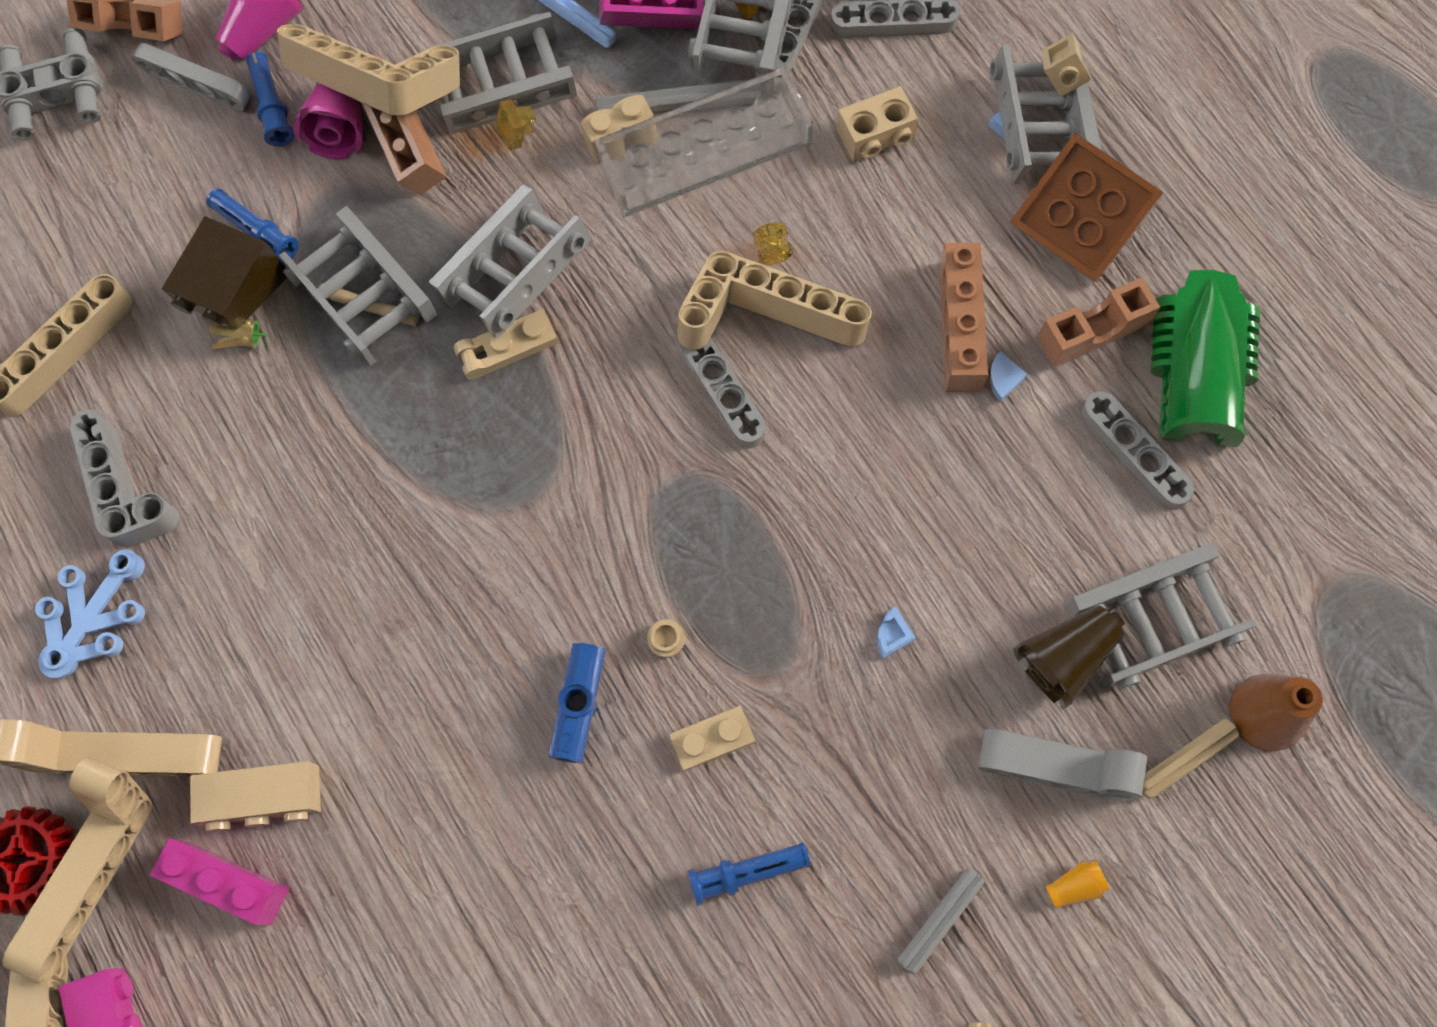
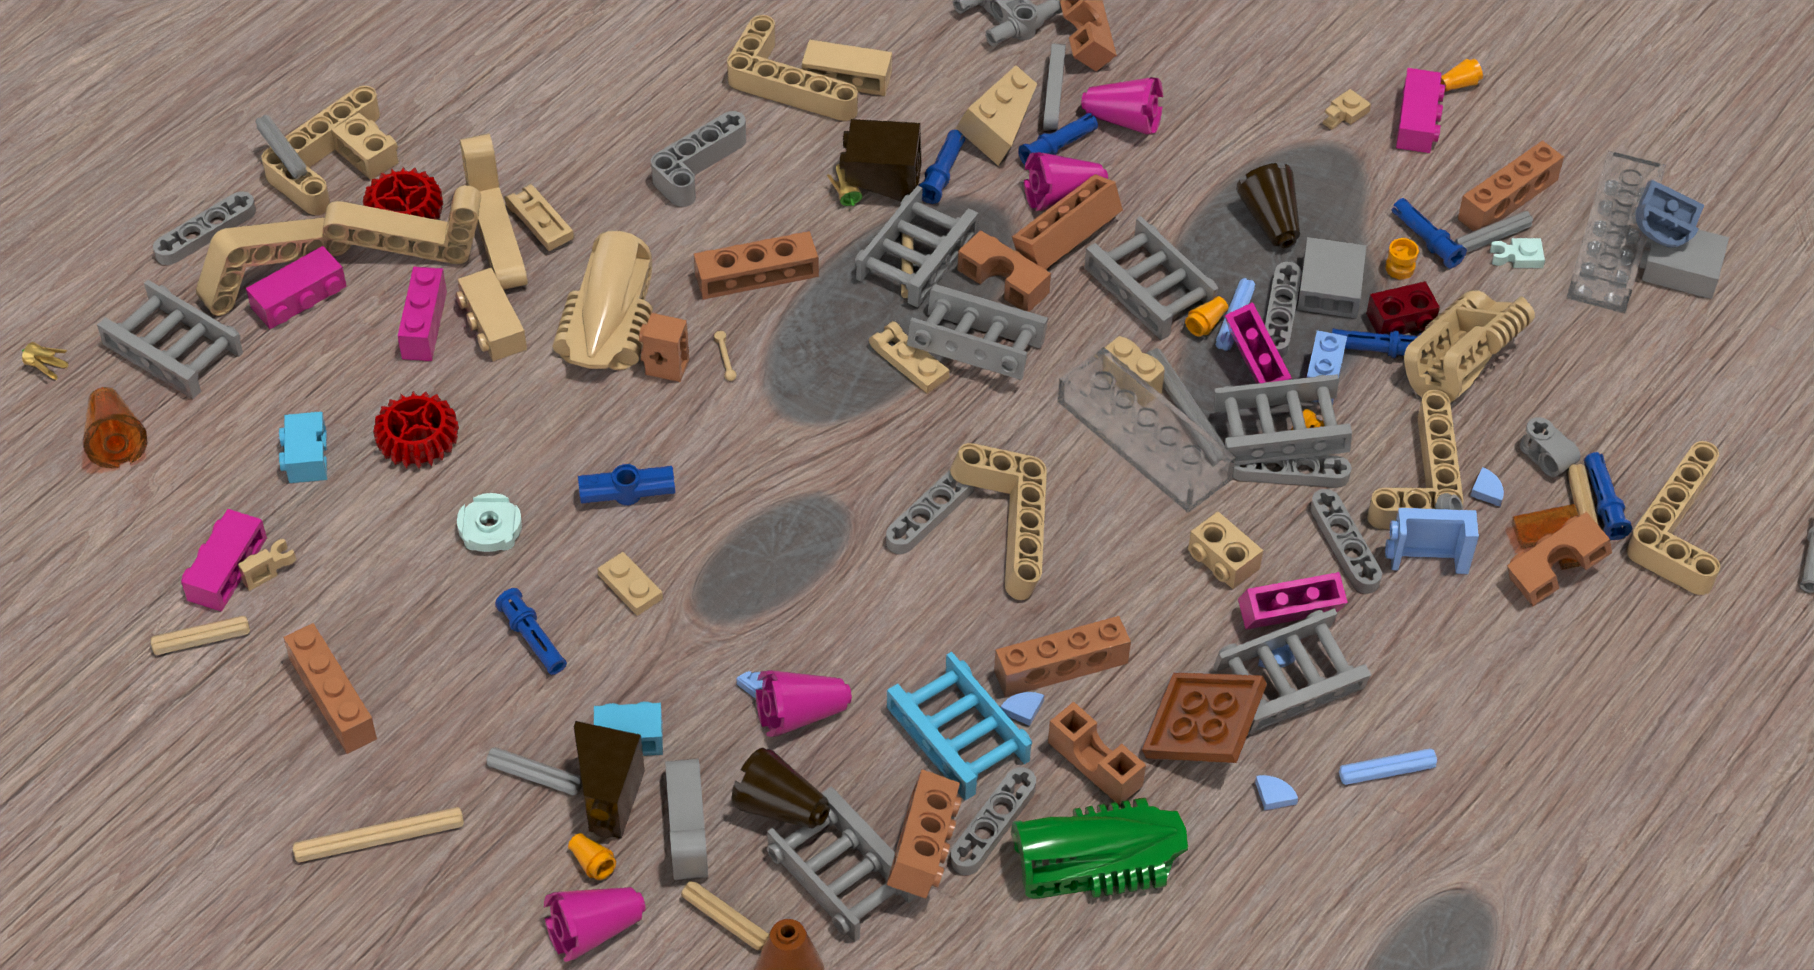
camera: 65 degrees right, 20 degrees down
(57, 274) = (862, 67): none -> tan brick
(88, 617) = (556, 173): light blue plant -> none
(124, 694) = (540, 217): none -> tan plate
(211, 140) = (997, 114): none -> tan wedge
(313, 517) = (756, 265): none -> nougat brick
(315, 658) = (606, 315): none -> tan connector
(367, 78) = (1080, 191): tan beam -> none
(377, 910) = (418, 438): none -> red gear
(394, 538) = (720, 338): none -> tan hinge
(400, 601) = (665, 347): none -> nougat brick
(449, 192) = (986, 257): none -> nougat arch
(514, 123) = (1107, 301): clear yellow tile -> none
(552, 892) = (489, 538): none -> light aqua plate
(574, 42) = (1205, 317): none -> light orange cone
(666, 638) = (700, 529): tan plate -> none
(772, 243) = (1074, 506): clear yellow wheel -> none
(917, 806) = (638, 718): none -> medium azure brick
(945, 600) = (798, 700): none -> dark pink cone
(966, 83) = (1291, 600): none -> dark pink brick
(999, 839) = (610, 776): none -> dark brown slope
(1009, 479) = (945, 751): none -> medium azure fence
(1064, 65) = (1332, 657): tan bracket -> none
(1164, 520) = (924, 834): none -> nougat brick
(1169, 75) = (1387, 766): none -> light blue axle
(1171, 908) = (590, 917): none -> dark pink cone
(1173, 181) = (1275, 792): none -> light blue tile

